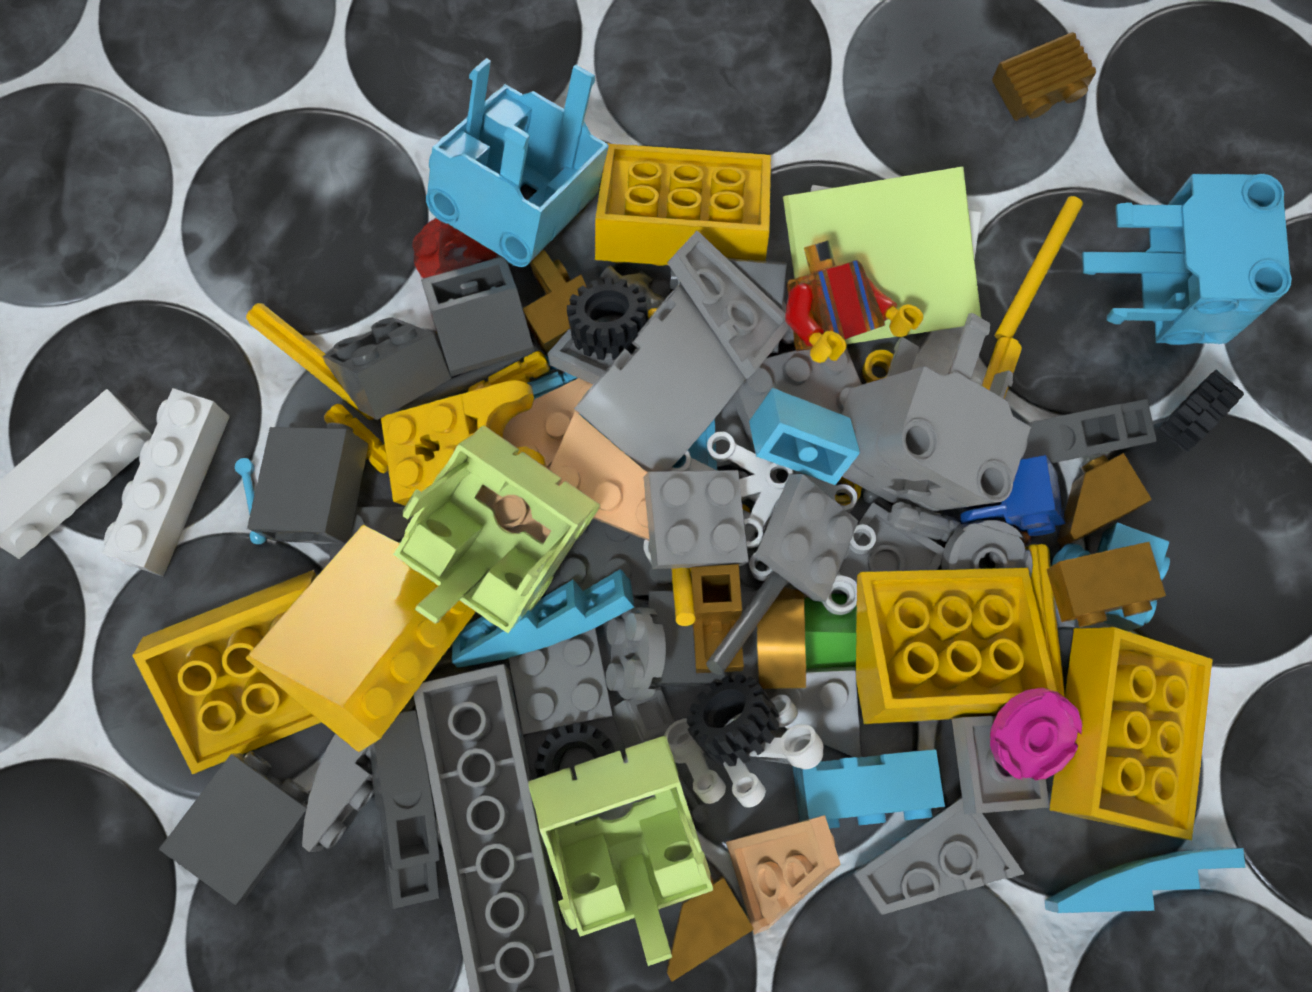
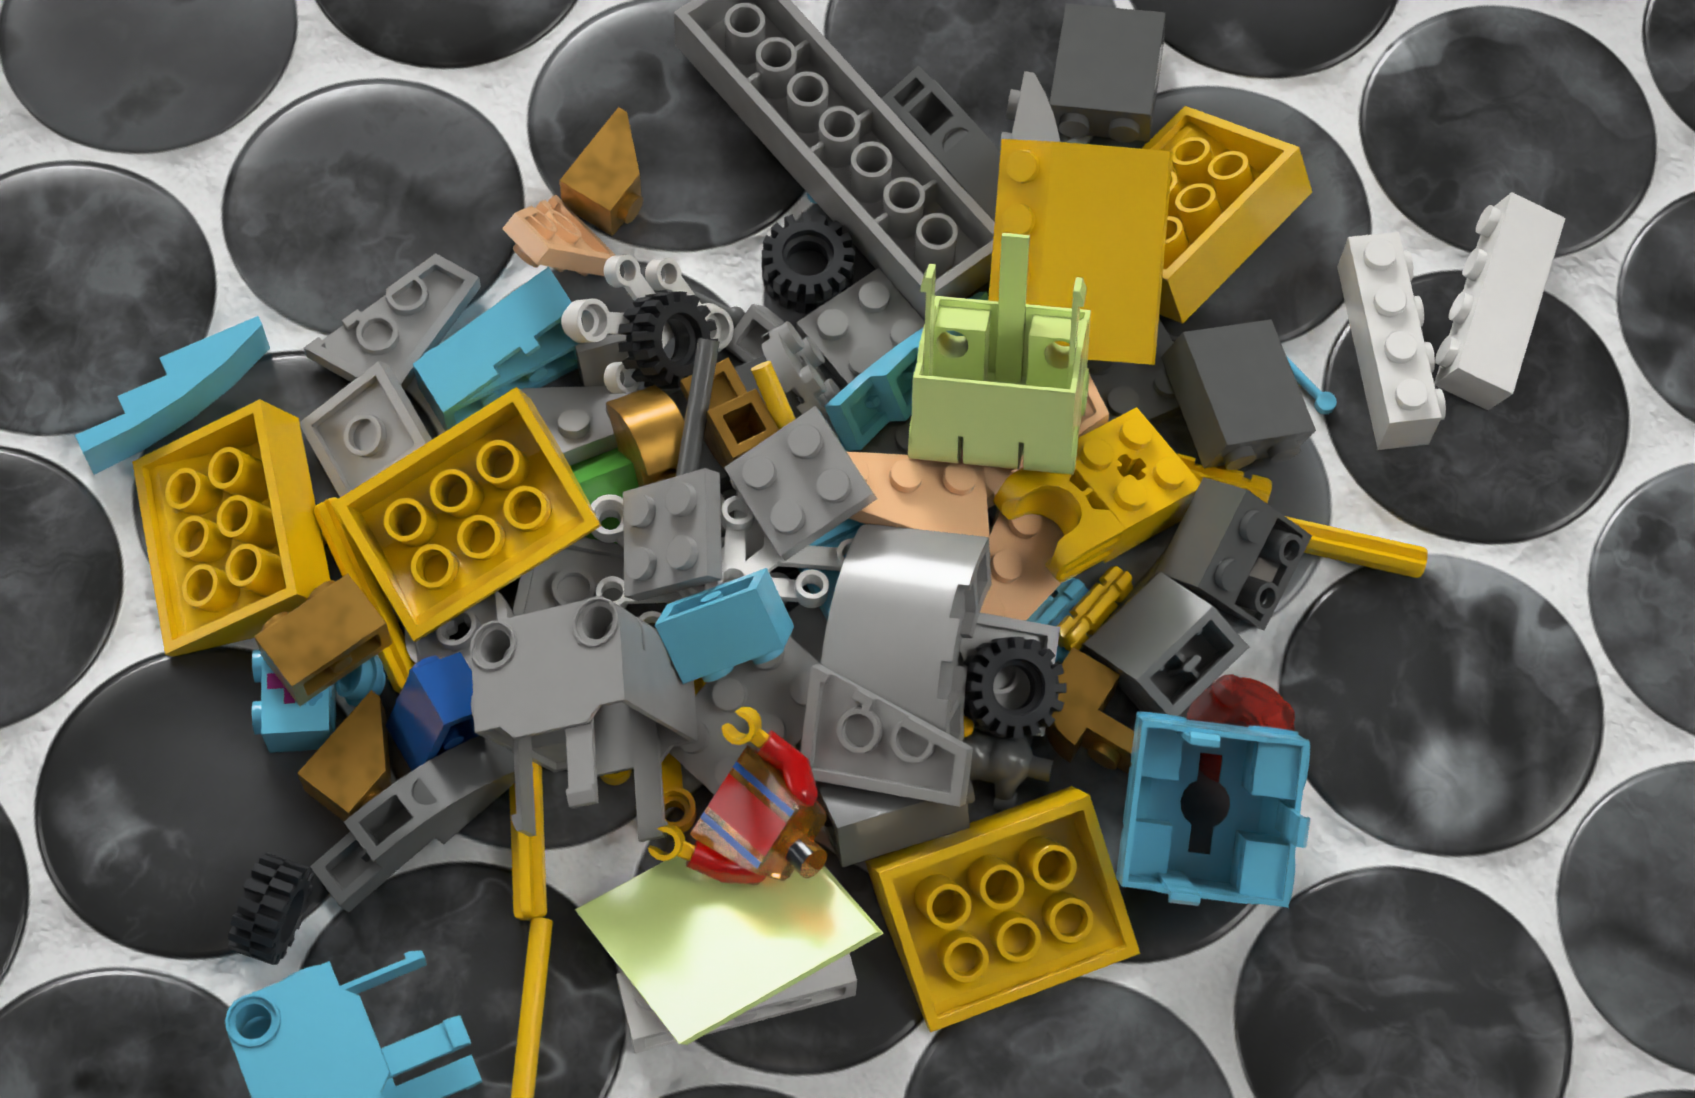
camera: 150 degrees right, 10 degrees down
(627, 863) = (720, 202): yellowish green piece -> none
(1035, 734) = (344, 461): dark pink tile -> none

